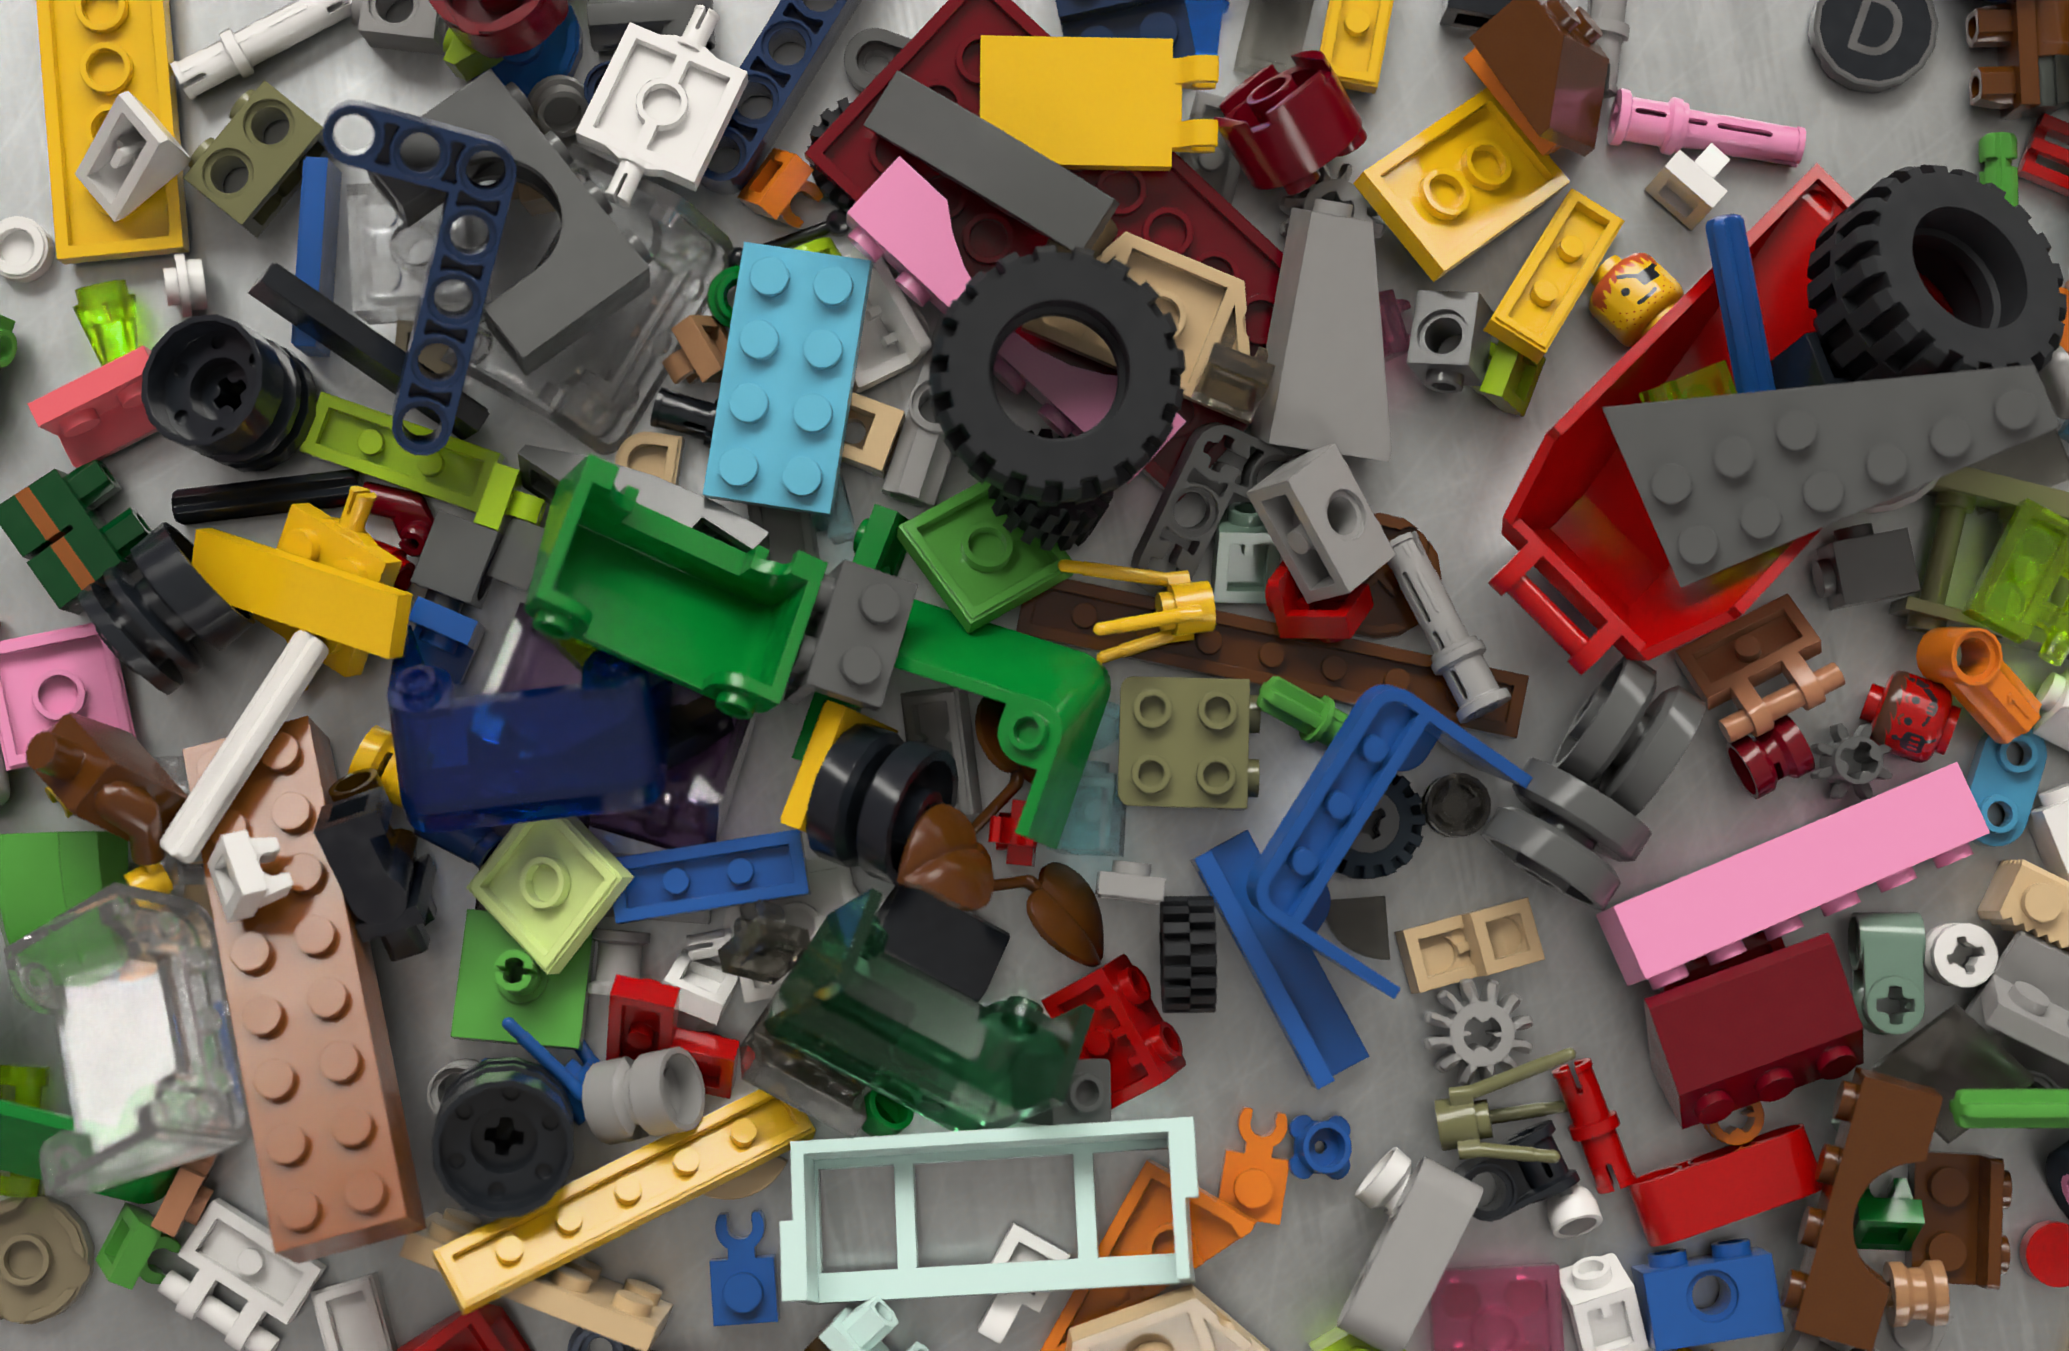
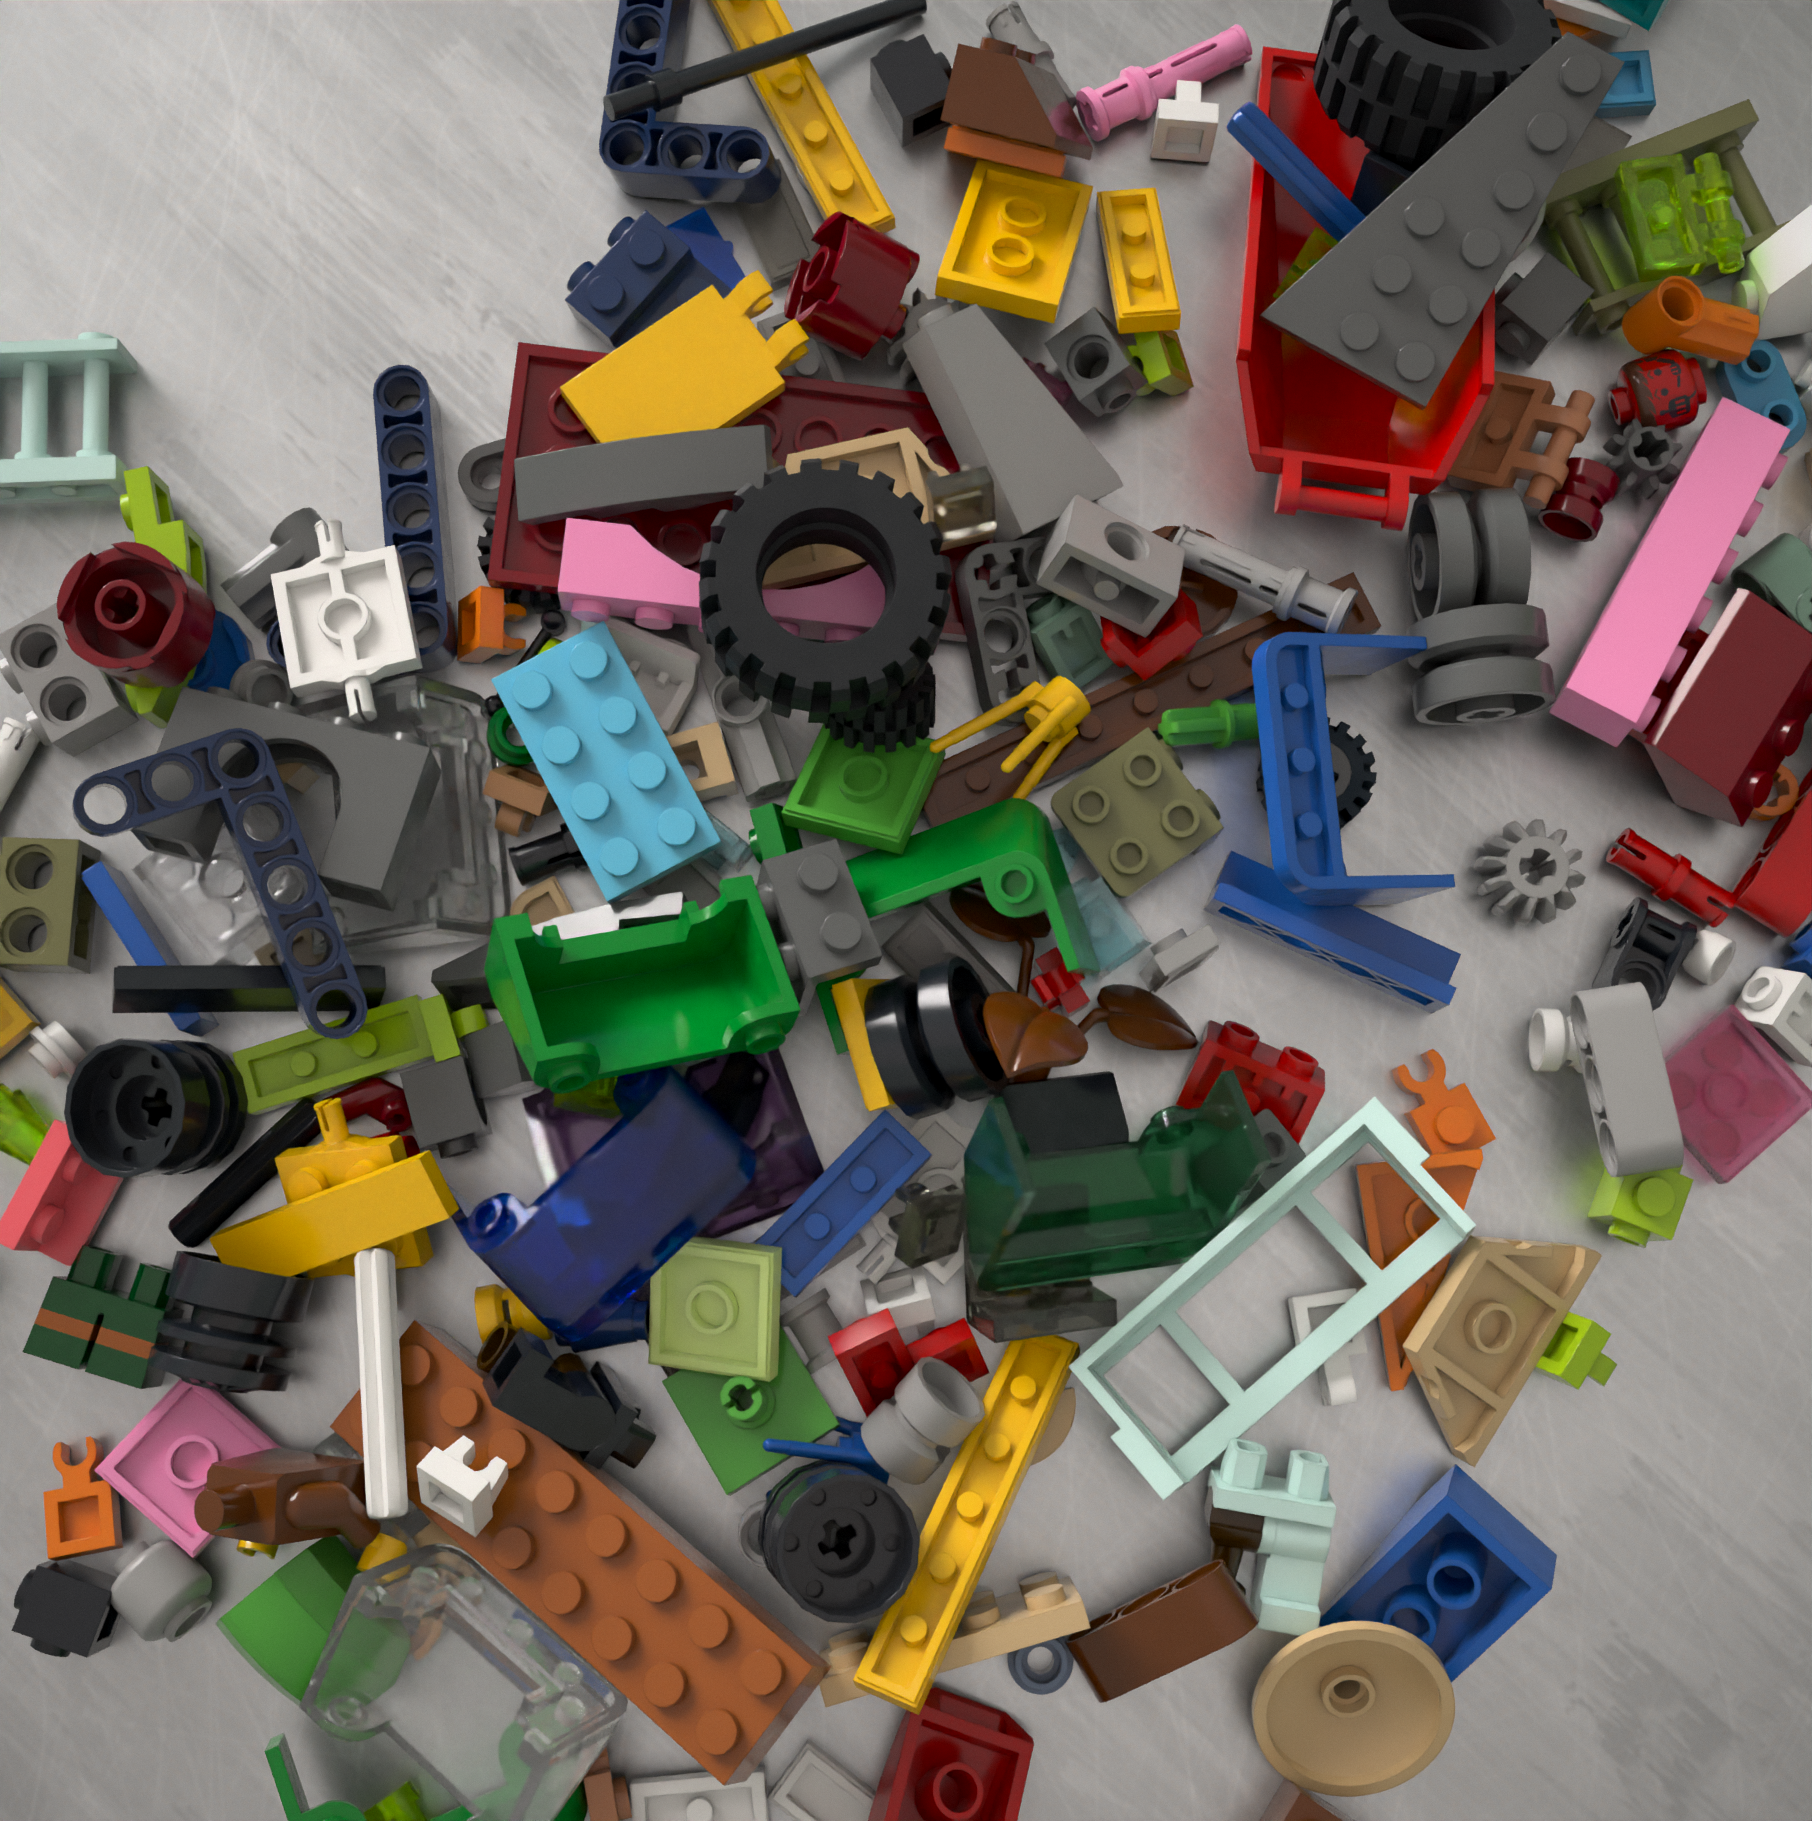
camera: 40 degrees left, 5 degrees down
(445, 637) = (479, 1169): blue bracket -> none
(743, 1283) = (1112, 1511): blue plate -> none
(885, 1115) = (1126, 1288): green hinge -> none
(1188, 954) = (1265, 978): black tyre -> none
(1337, 1147) = (1490, 1043): blue plate -> none
(1361, 925) = (1375, 855): clear smoke tile -> none
(1465, 1121) = (1577, 945): olive plant -> none
(1466, 804) = (1383, 702): clear smoke wheel -> none
(1469, 945) = (1468, 812): tan slope -> none
(1632, 296) = (1208, 236): yellow head -> none

